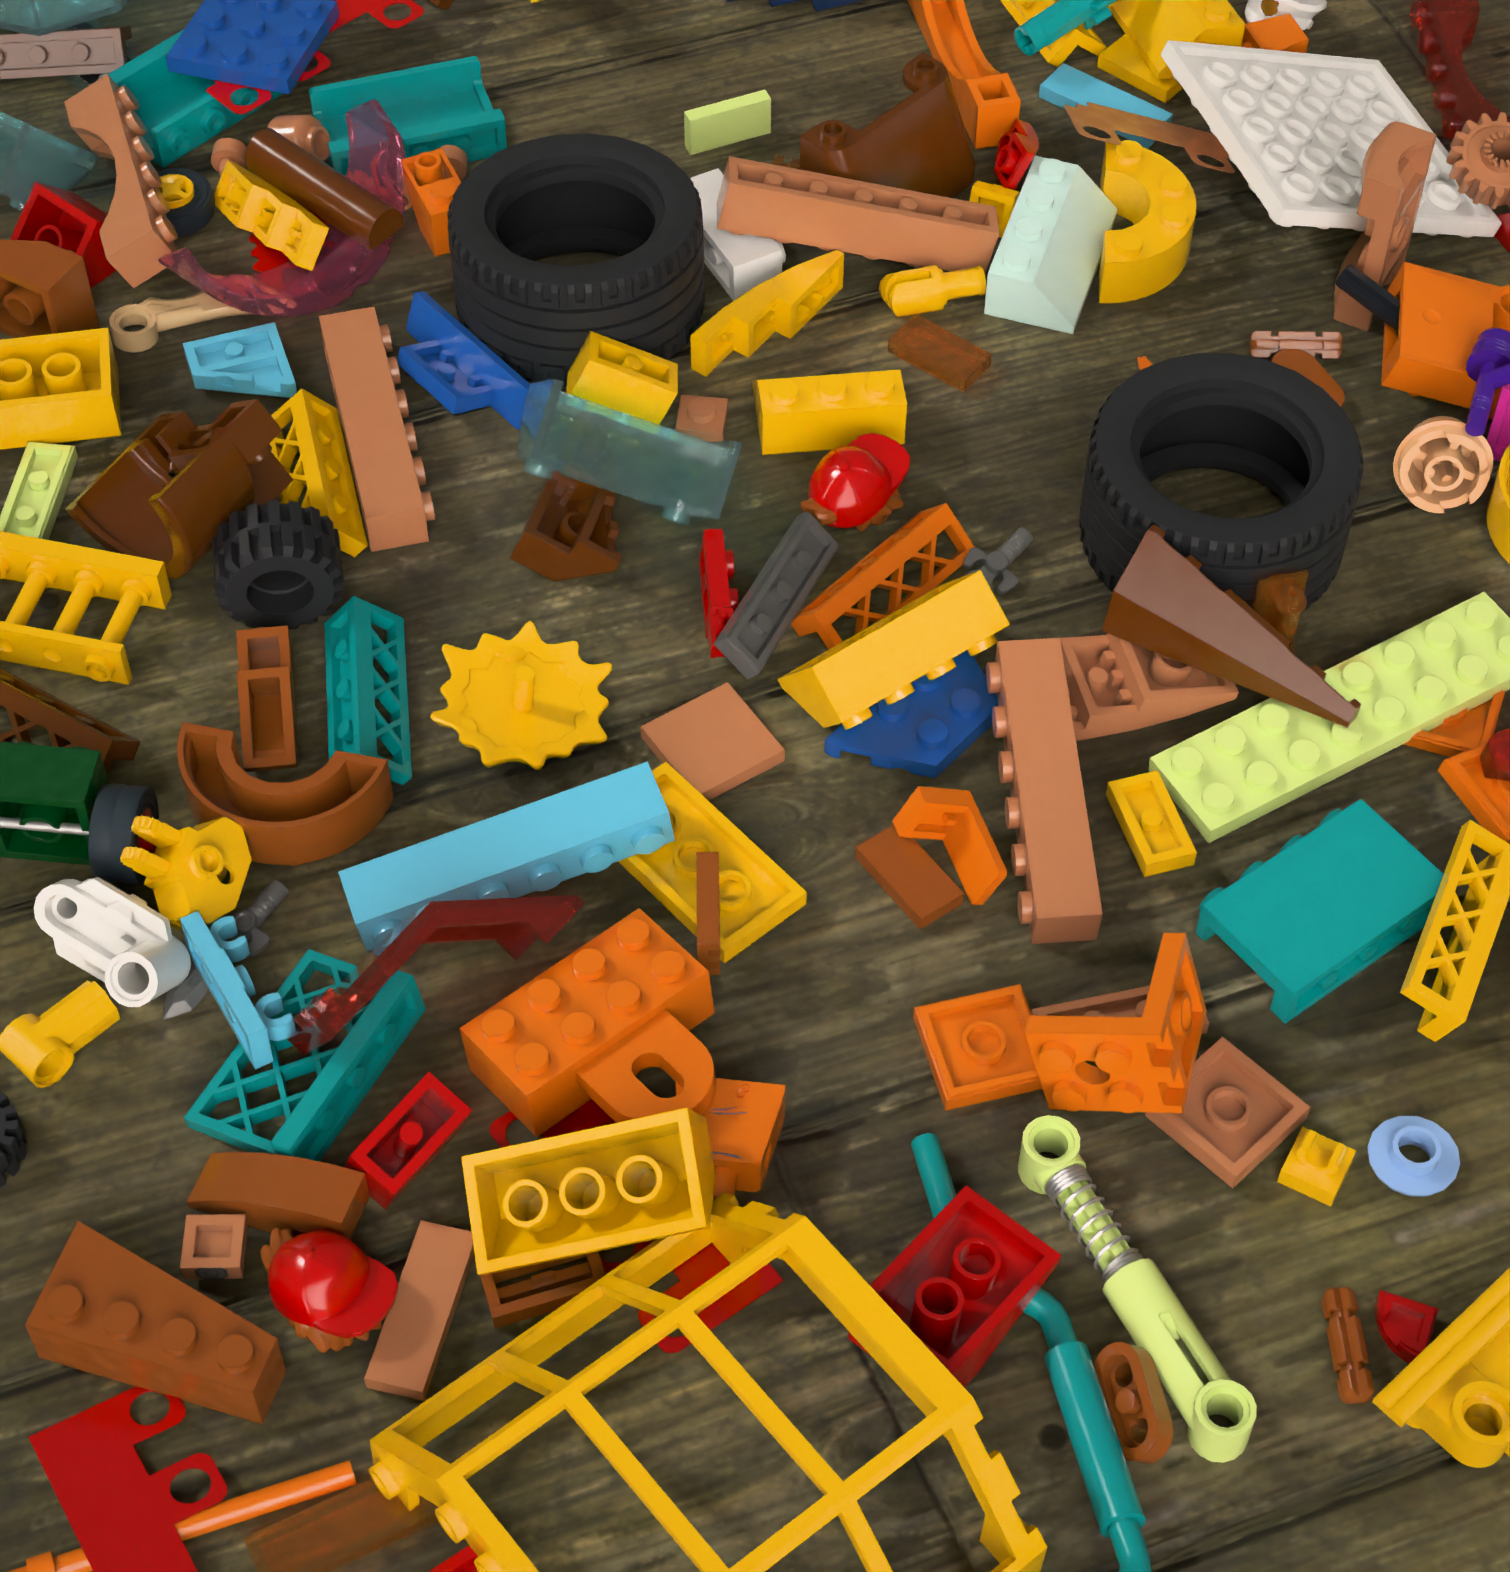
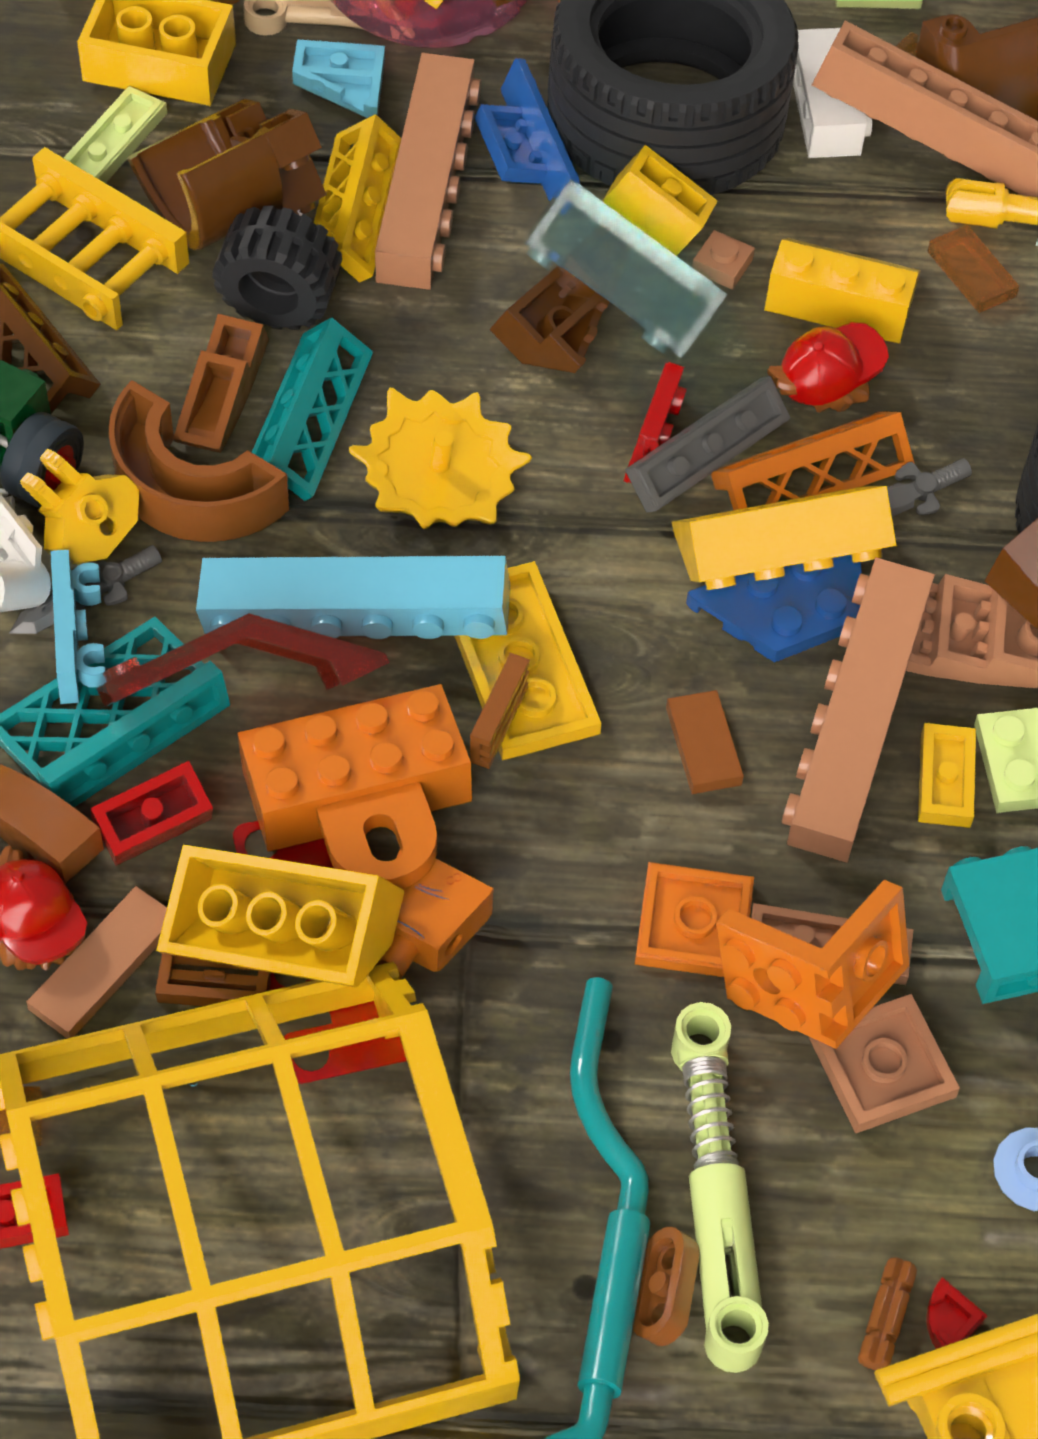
camera: 20 degrees right, 5 degrees up
(713, 742) = (588, 559): nougat tile -> none
(776, 305) = (838, 174): yellow slope -> none
(955, 820) = (767, 705): orange bracket -> none
(965, 1281) = (552, 1128): red slope -> none
(1316, 1166) = (943, 1143): yellow tile -> none

